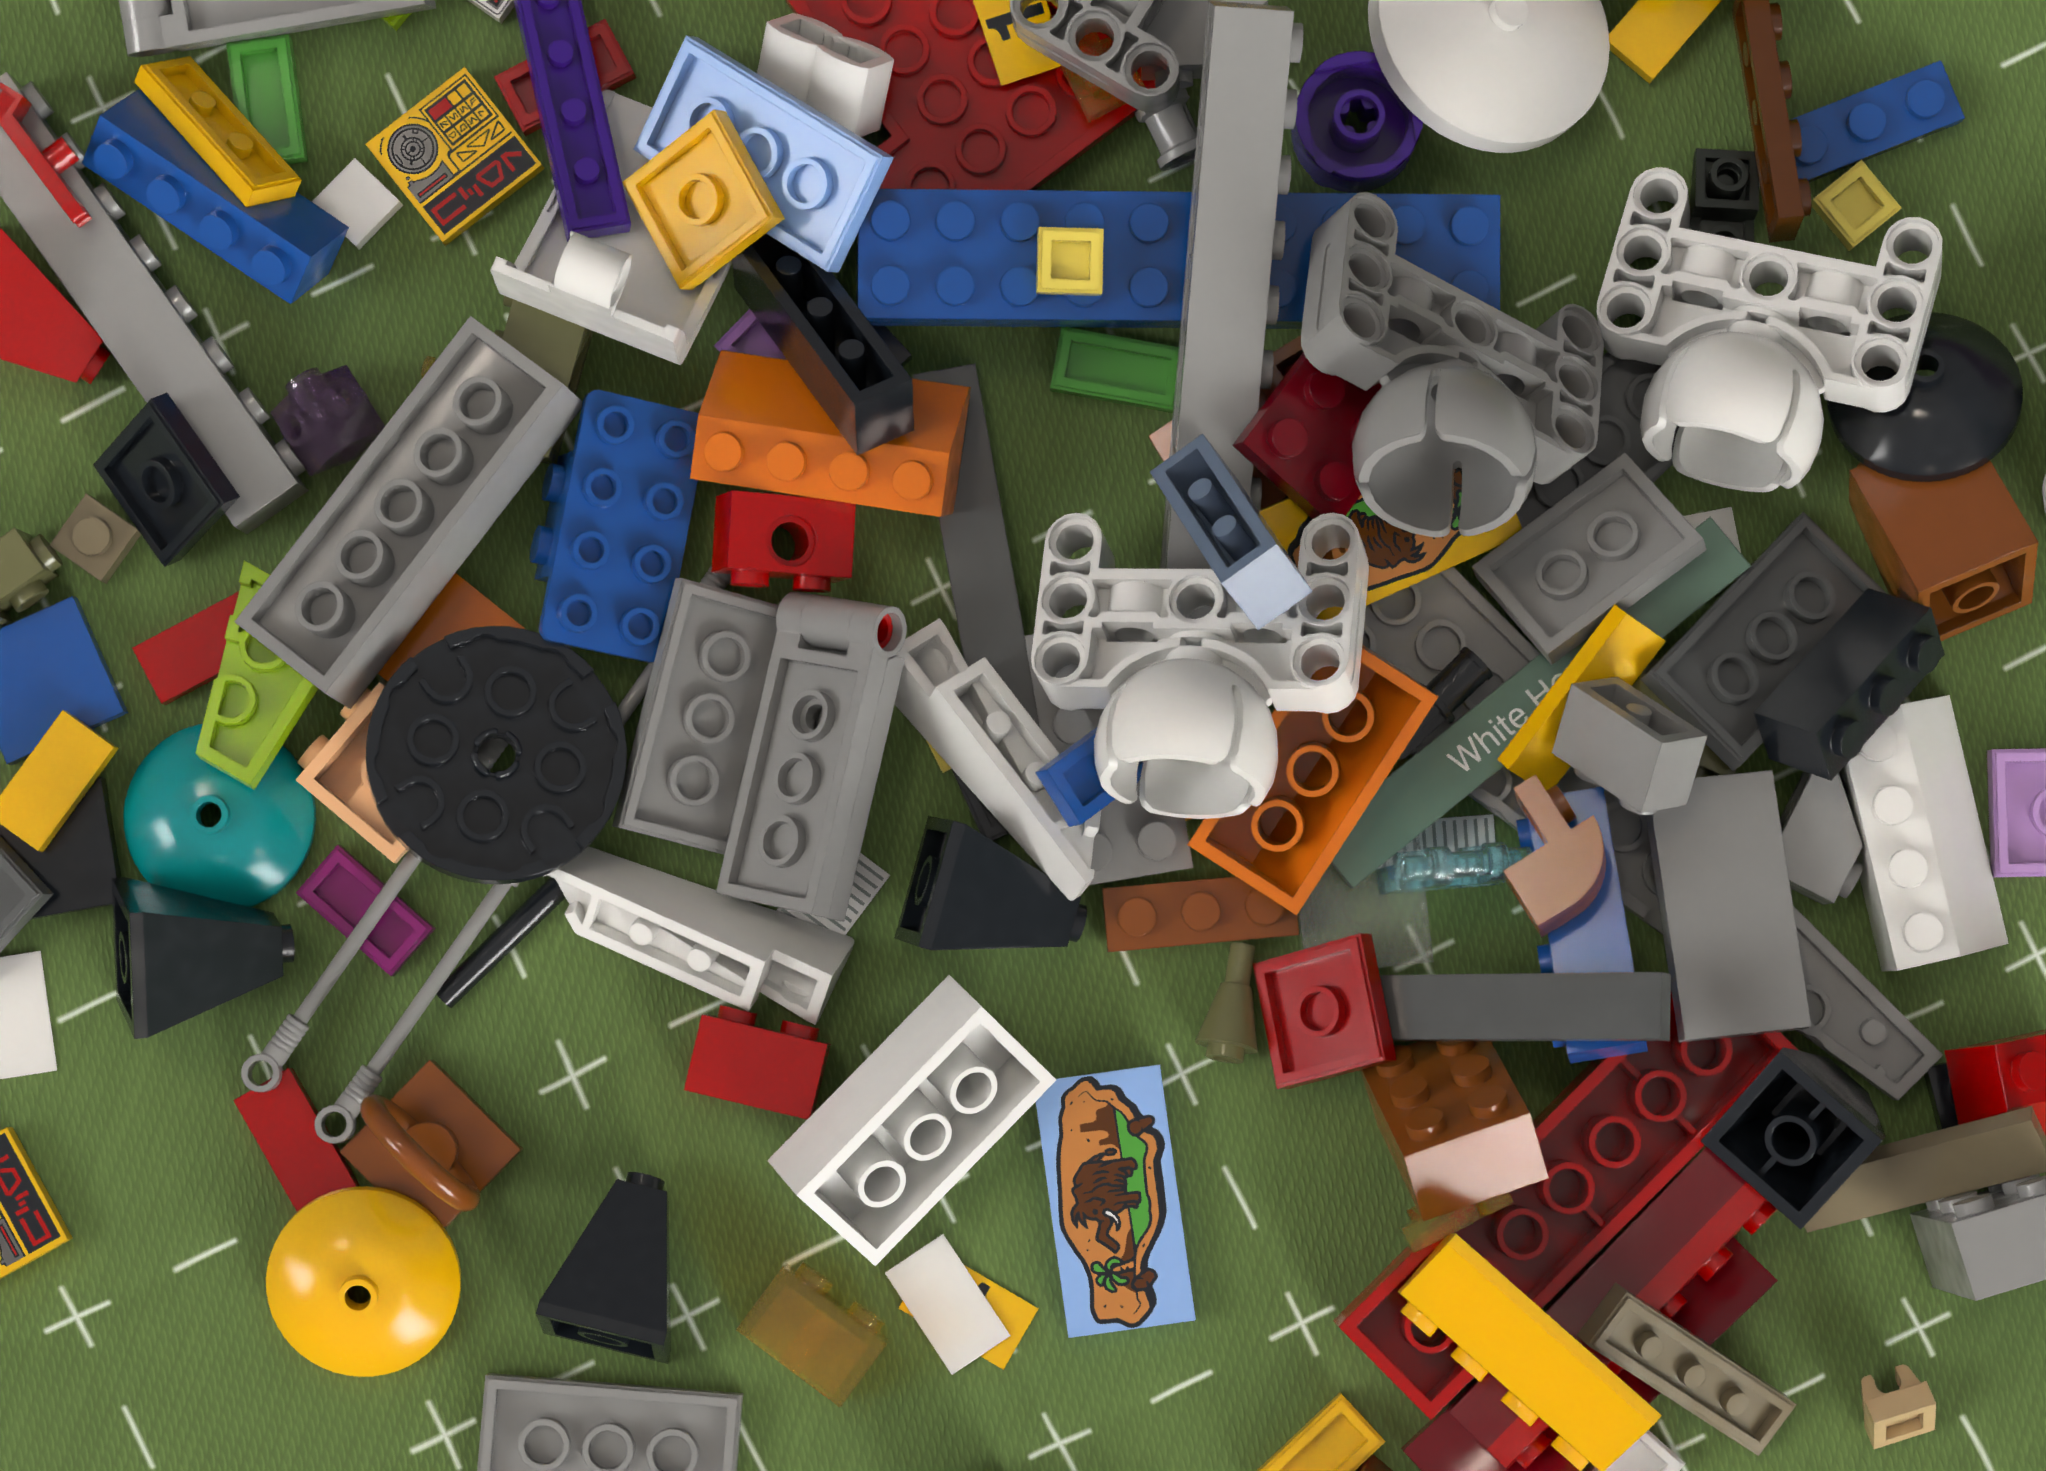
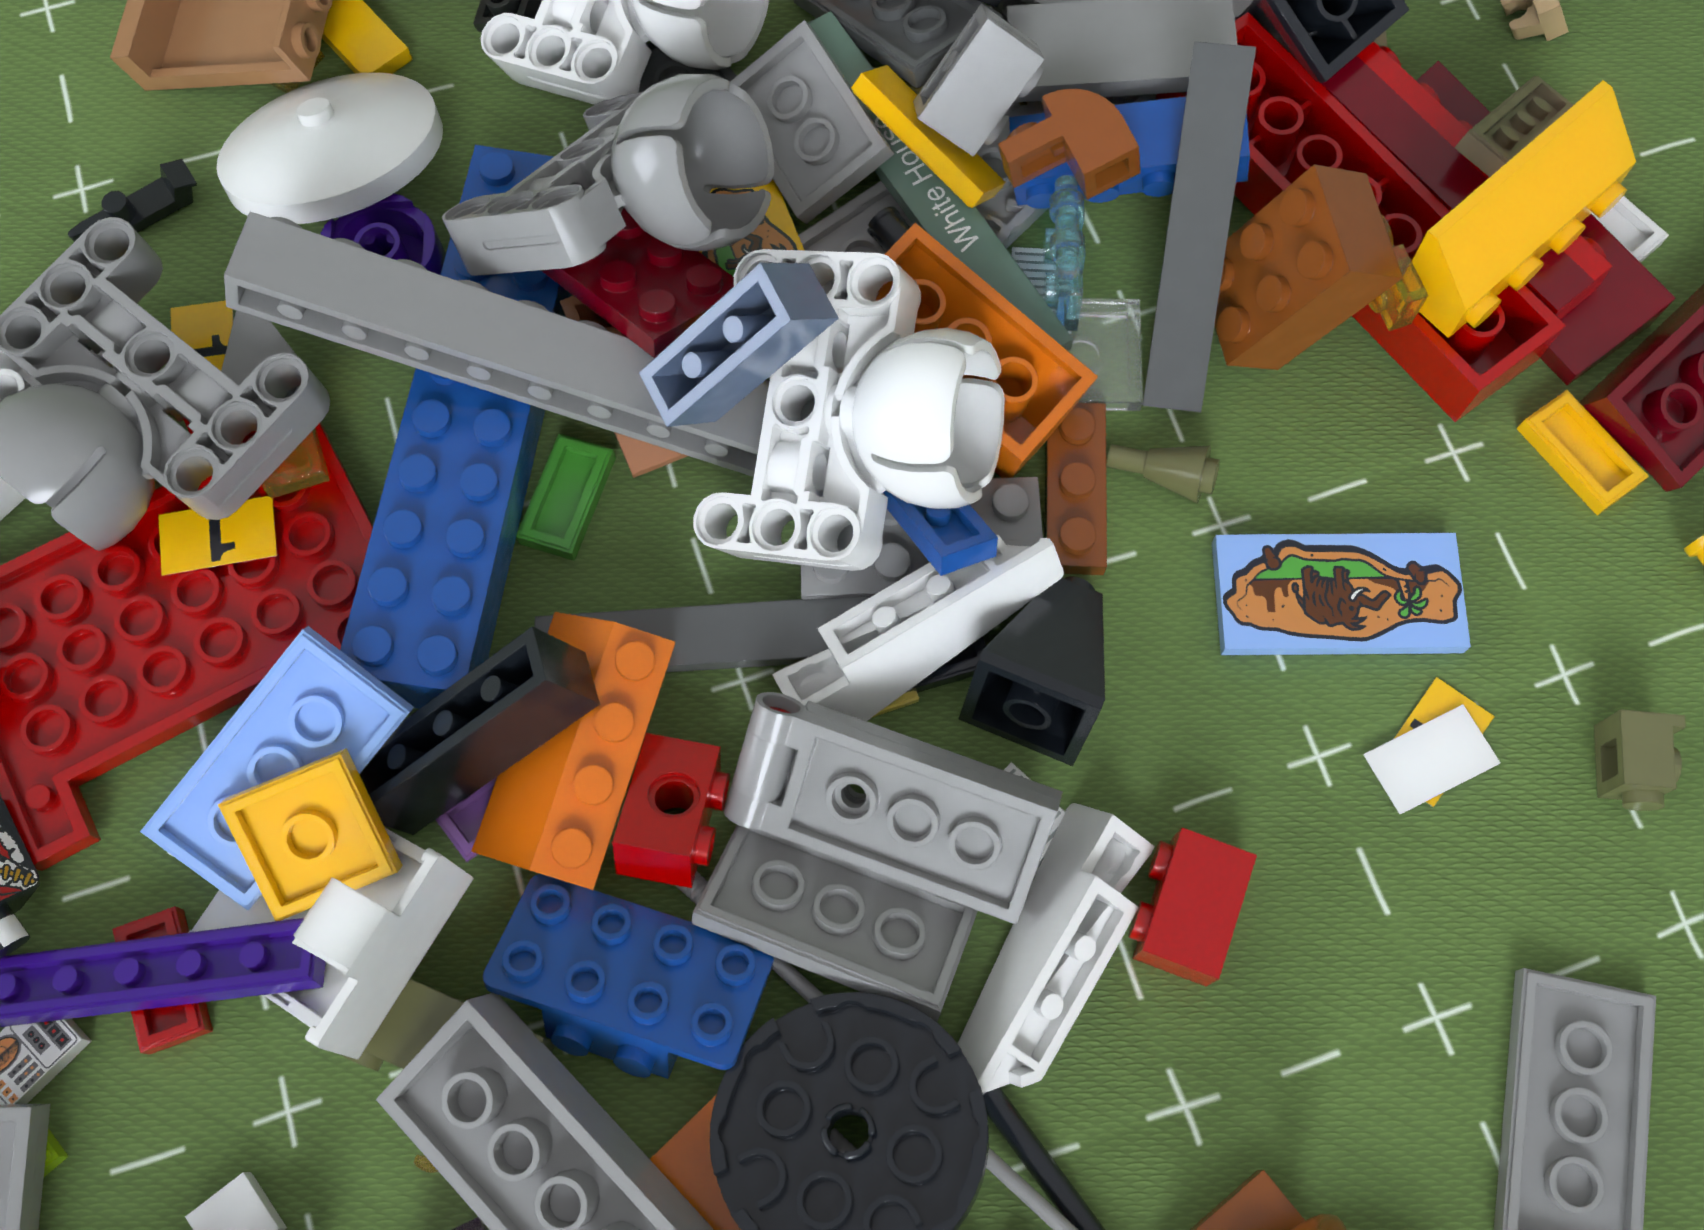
camera: 85 degrees left, 15 degrees down
(455, 156) = (212, 1107): tile -> none
(617, 1275) = (1407, 1074): black slope -> none
(815, 1332) = (1464, 884): clear yellow brick -> none
(827, 70) = (209, 701): white brick -> none
(911, 1121) = (1264, 755): white brick -> none
(1069, 261) = (450, 484): light yellow tile -> none
(1172, 132) = (358, 418): light grey bush -> none
(1324, 1011) = (1182, 380): red tile -> none

